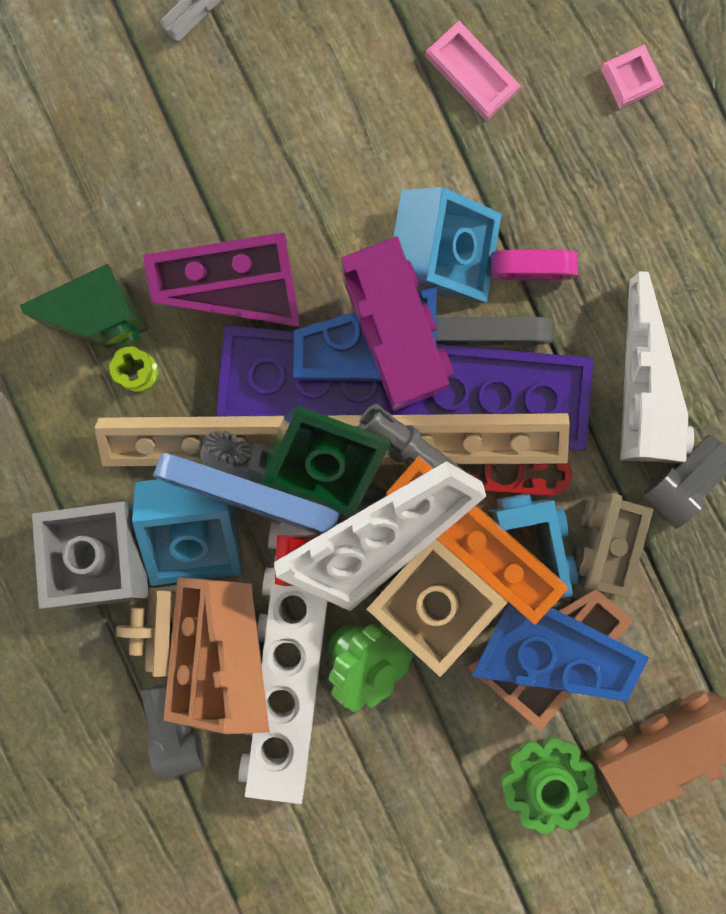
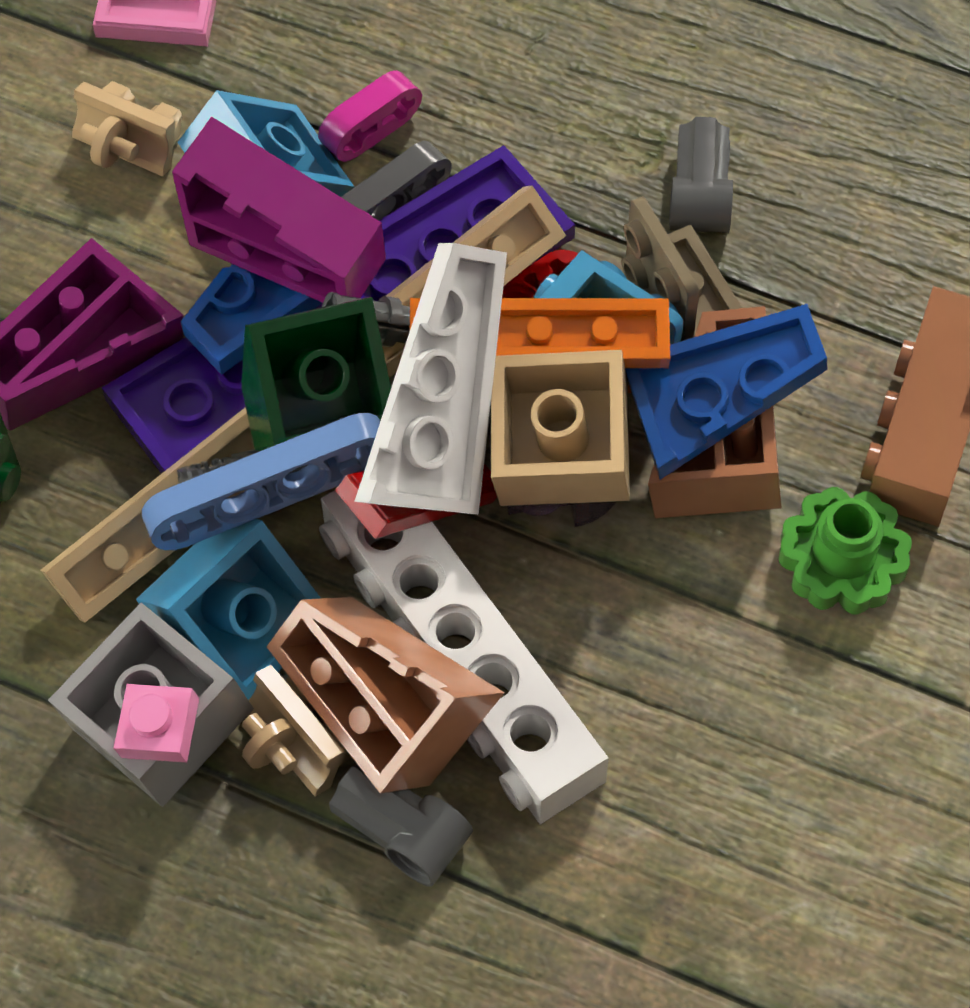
camera: 40 degrees left, 25 degrees down
(69, 589) = (156, 723): none -> bright pink plate
(121, 362) = (39, 501): lime bush -> none
(366, 664) = (545, 571): bright green plant -> none
(376, 149) = (124, 129): none -> tan hips
(653, 401) = (591, 135): white wedge -> none

